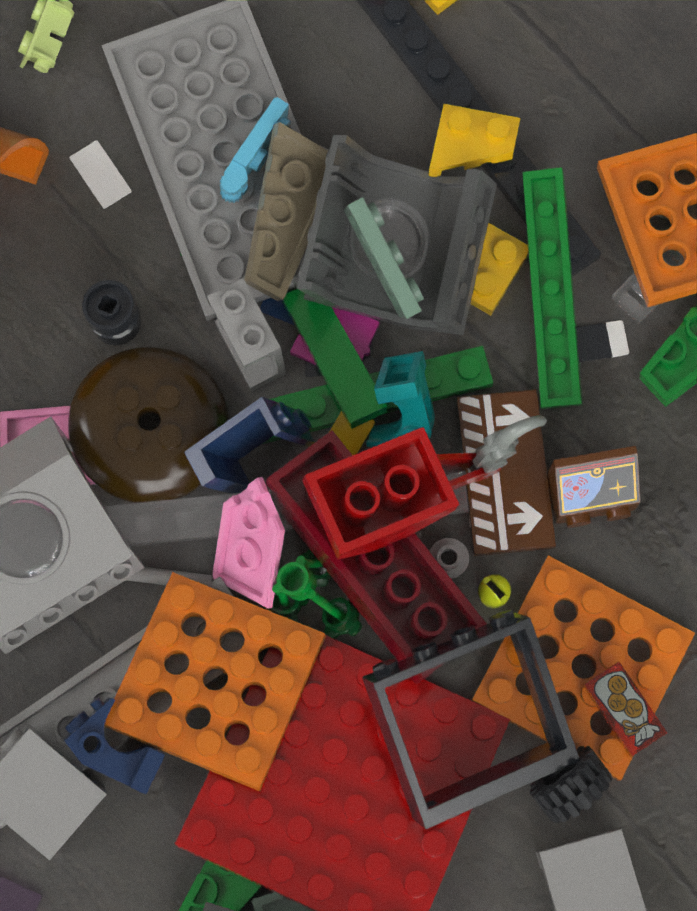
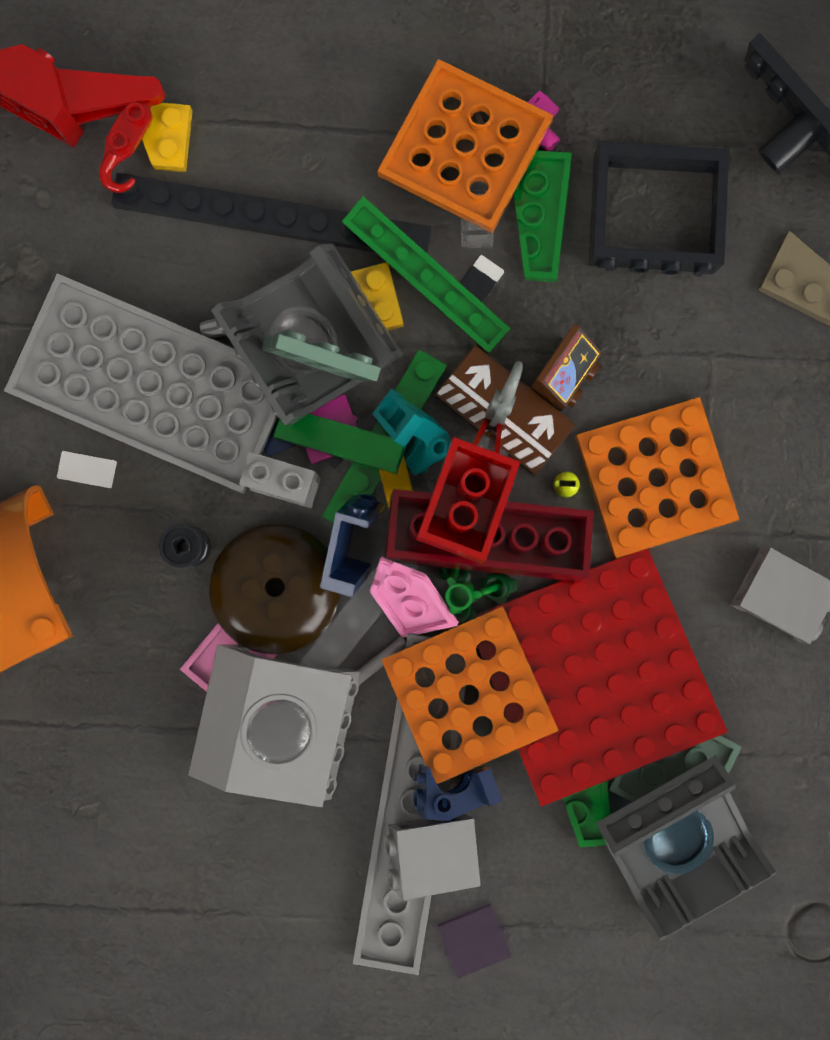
camera: 55 degrees left, 10 degrees up
(252, 152) = (168, 367): medium azure hinge -> none
(284, 210) = (225, 382): dark tan wing -> none
(458, 548) = (531, 484): light grey plate -> none
(472, 138) = (289, 229): yellow wing -> none
(498, 779) = (681, 586): black window -> none
(572, 787) = (719, 551): black tyre -> none
(625, 709) = (707, 479): tile -> none

